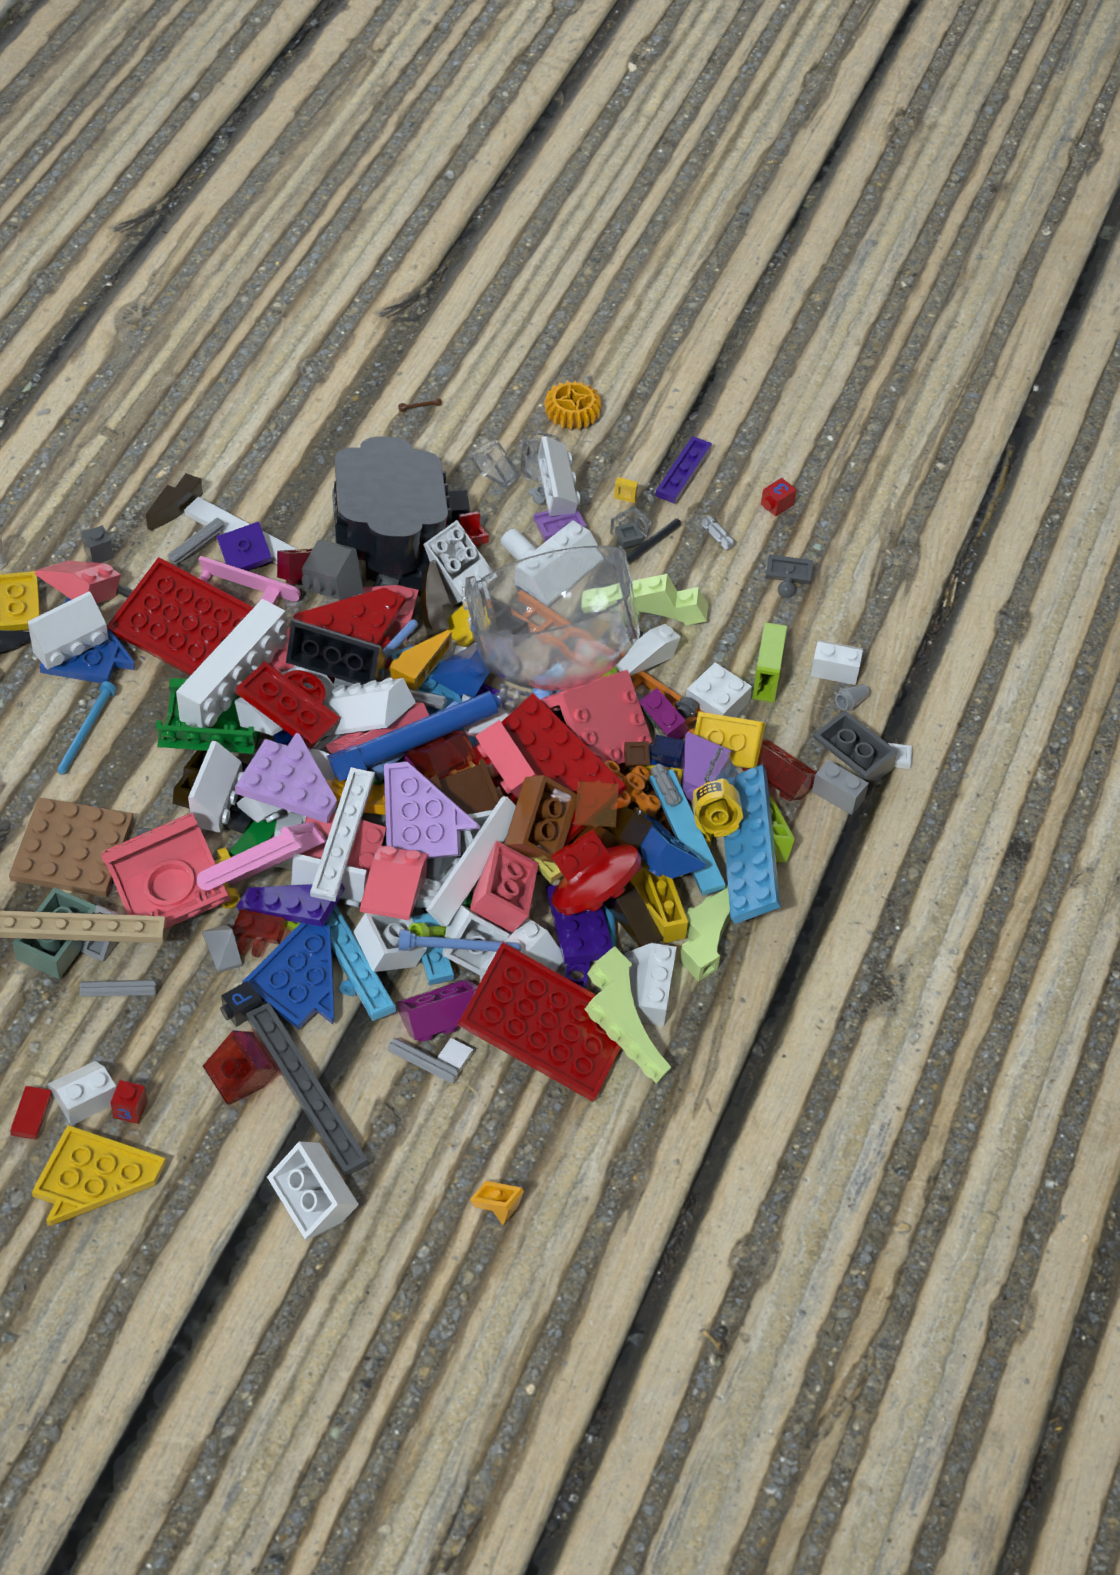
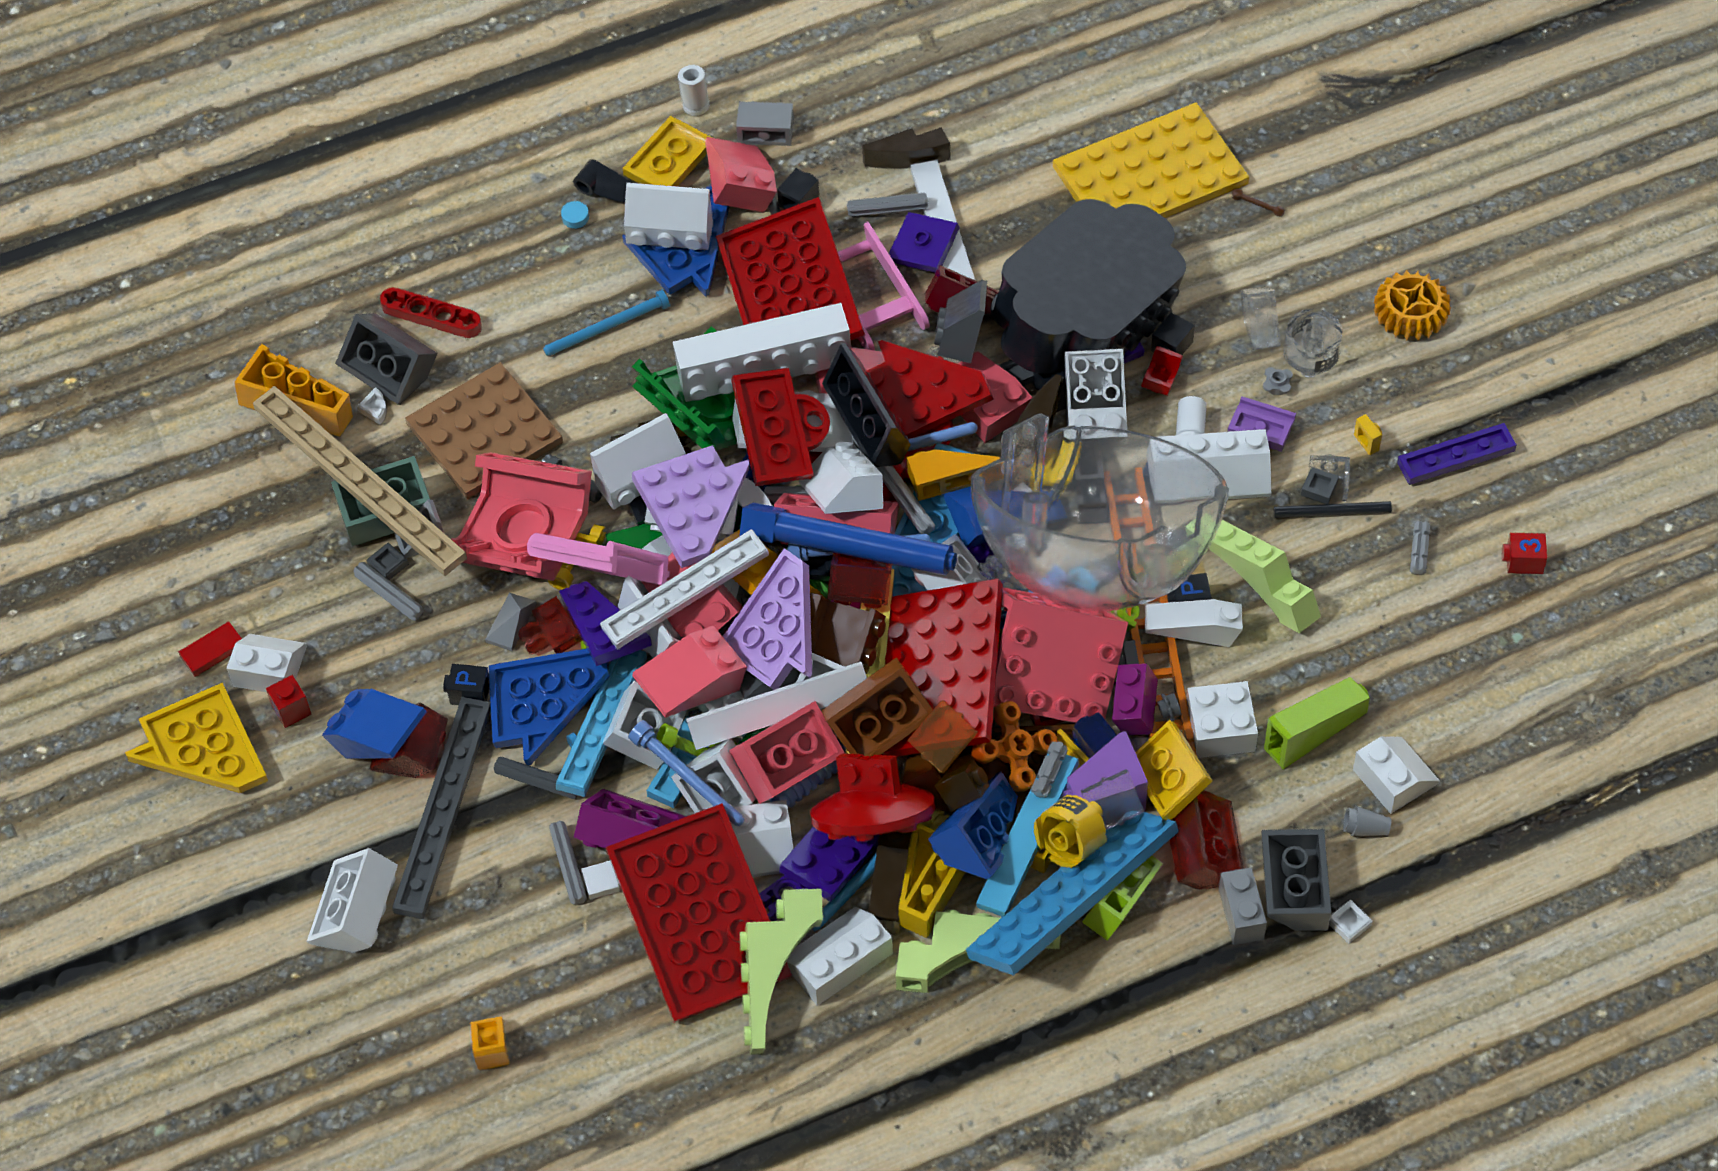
camera: 50 degrees right, 5 degrees up
(59, 542) = (765, 123): none -> light grey brick
(95, 970) = (387, 561): none -> dark grey tile
(97, 545) = (792, 148): dark grey brick -> none
(130, 568) = (797, 189): none -> black brick
(214, 1068) = (372, 725): none -> blue slope
(334, 417) = (1157, 164): none -> yellow plate
(342, 1028) = (528, 775): none -> dark grey axle
(505, 757) = (910, 626): coral brick -> none
(557, 477) = (1289, 371): white slope -> none
(636, 754) = (1060, 717): reddish brown tile -> none
(788, 570) = (1447, 641): dark grey plate -> none

